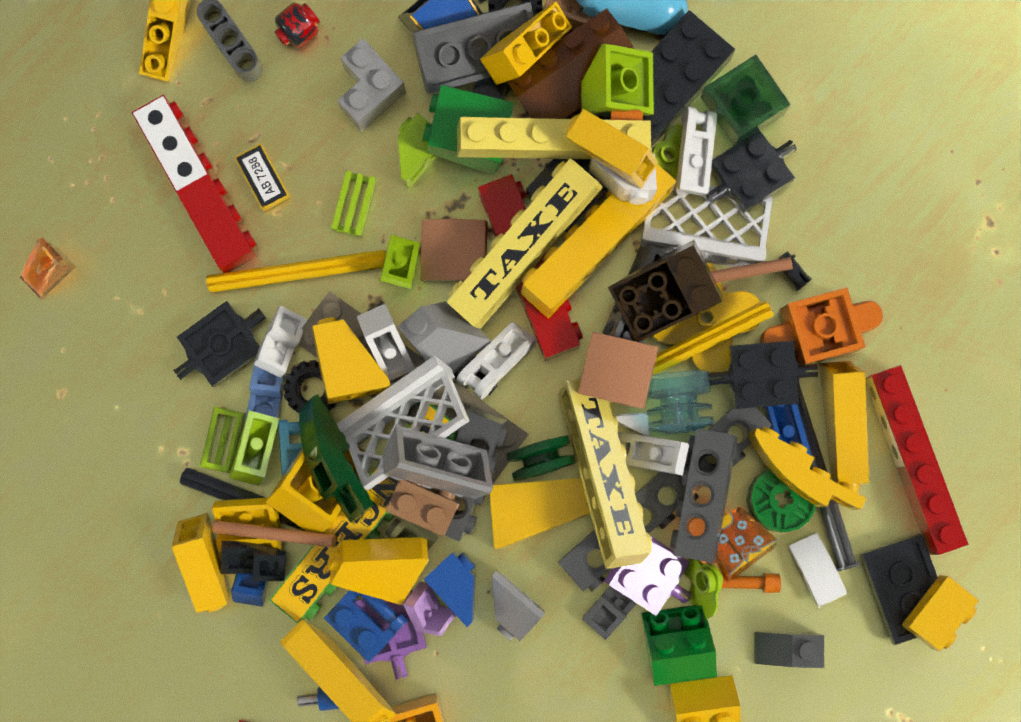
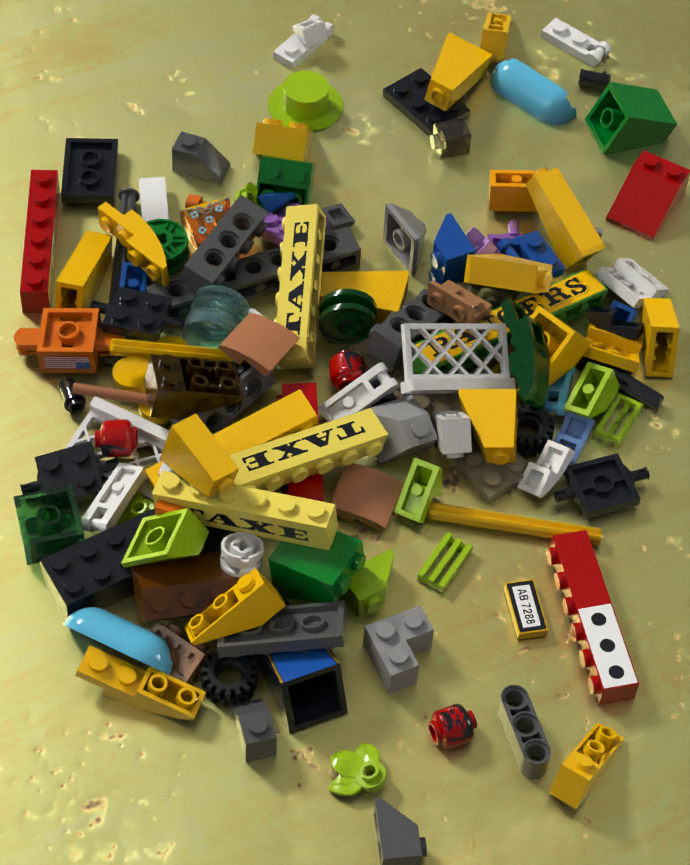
camera: 170 degrees left, 30 degrees down
(247, 635) = (631, 282): none -> white slope
(273, 533) = (591, 327): nougat bar -> none
(437, 463) = (438, 295): light grey slope -> none
(520, 395) = (345, 368): none -> red head
(542, 101) = (241, 554): none -> white wheel
(654, 453) = (252, 287): white plate -> none
(677, 604) = (275, 201): none -> blue slope
(720, 214) = (117, 438): none -> red head
(941, 613) = (75, 139): yellow brick -> none

